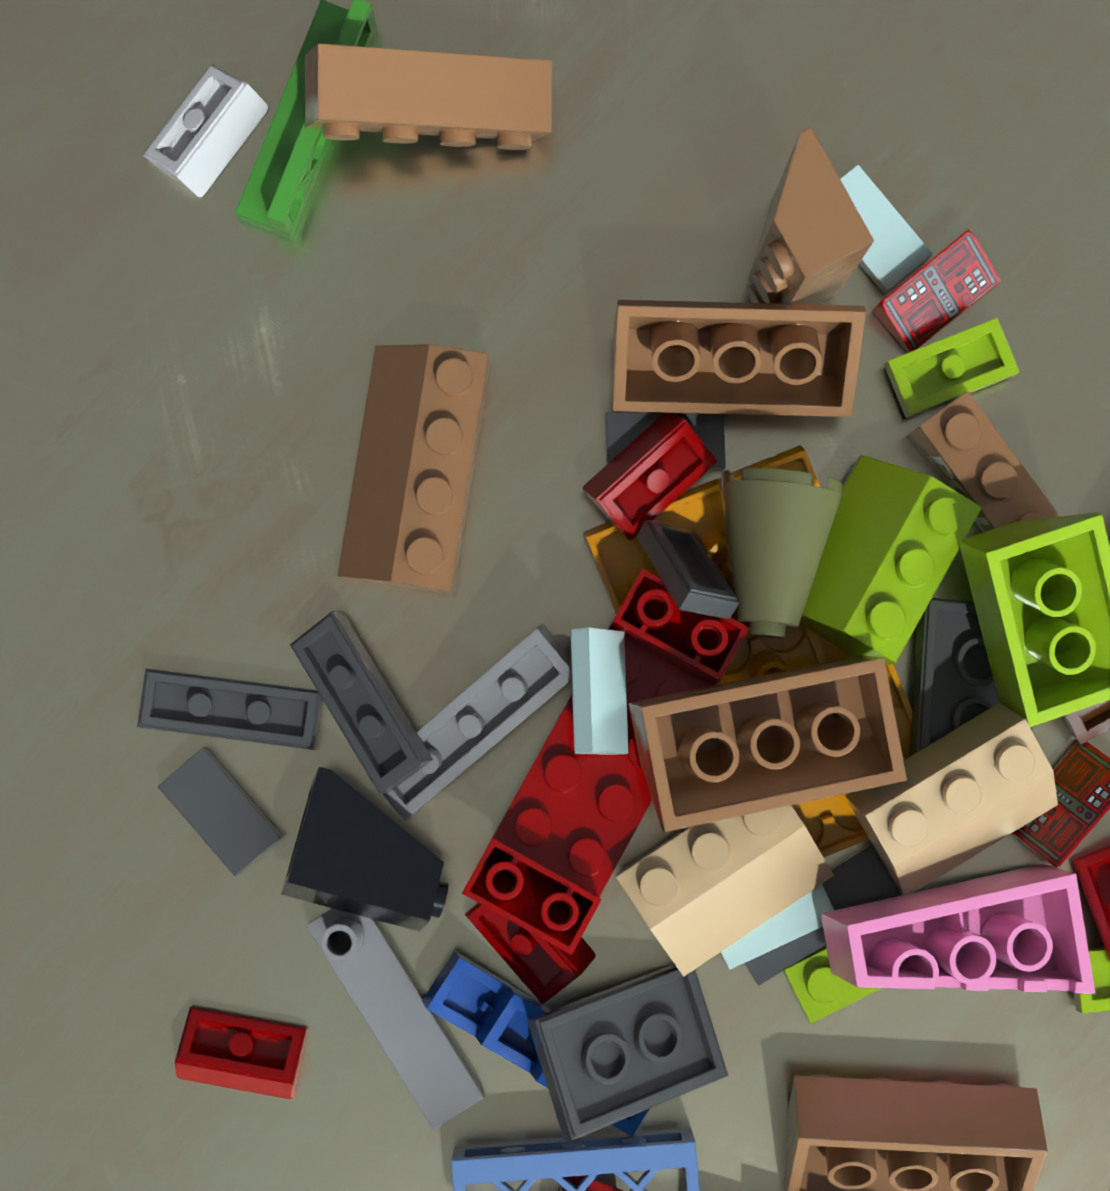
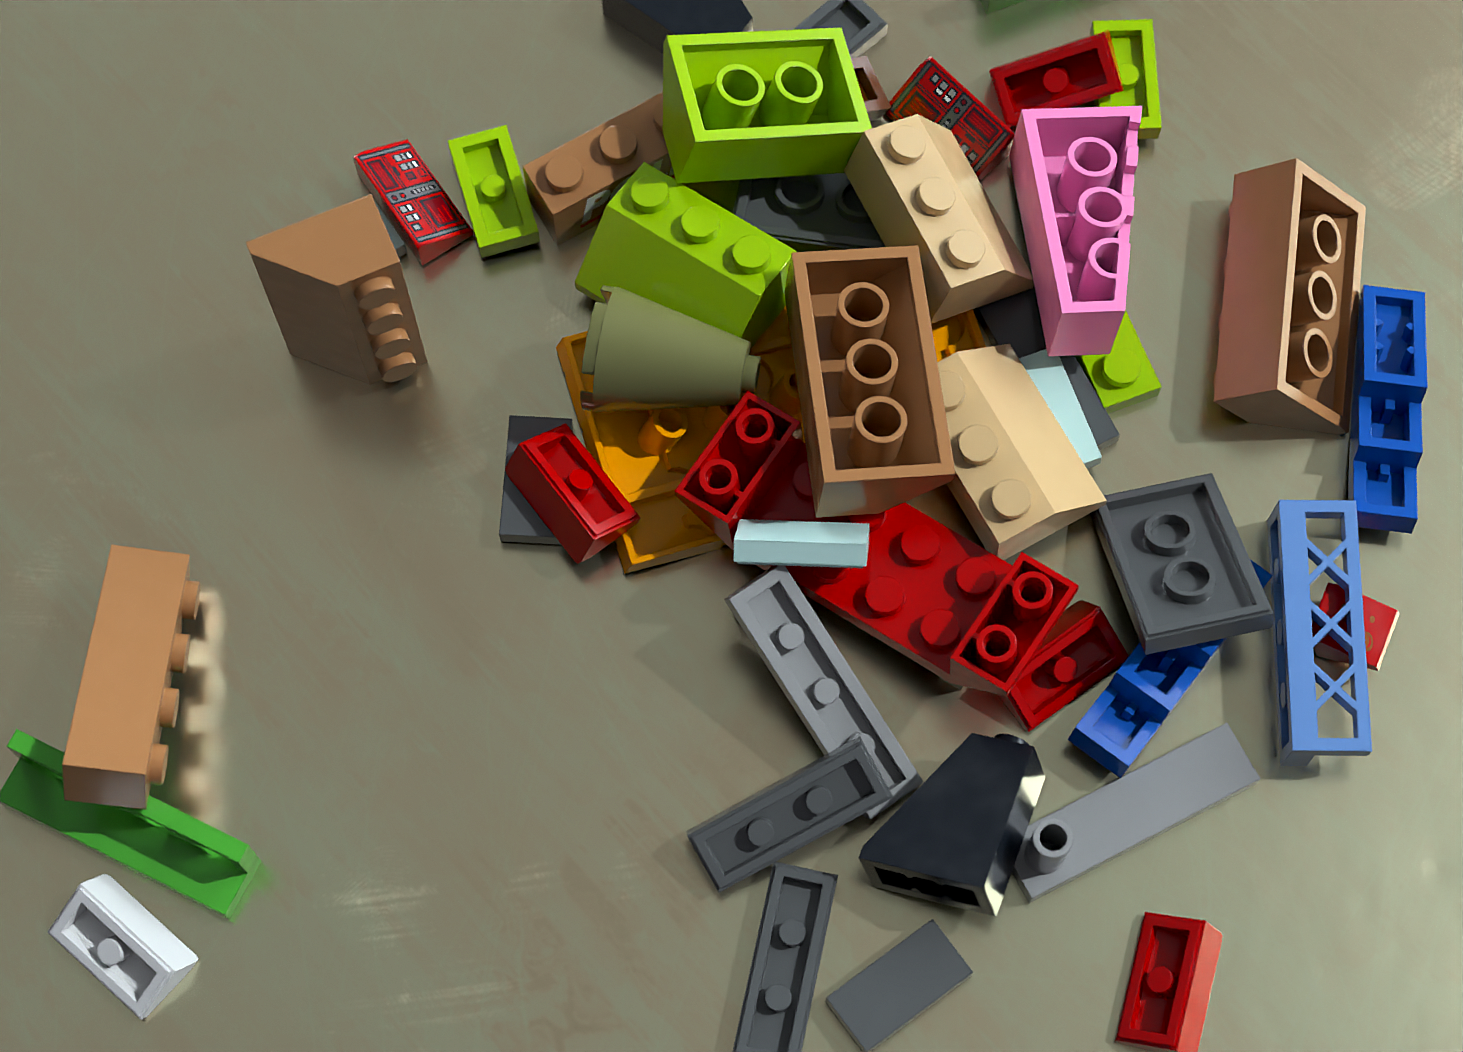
camera: 85 degrees left, 15 degrees down
(415, 466) = (536, 737): medium nougat slope -> none
(687, 569) = (679, 450): dark grey tile -> none
(736, 358) = (460, 389): medium nougat slope -> none

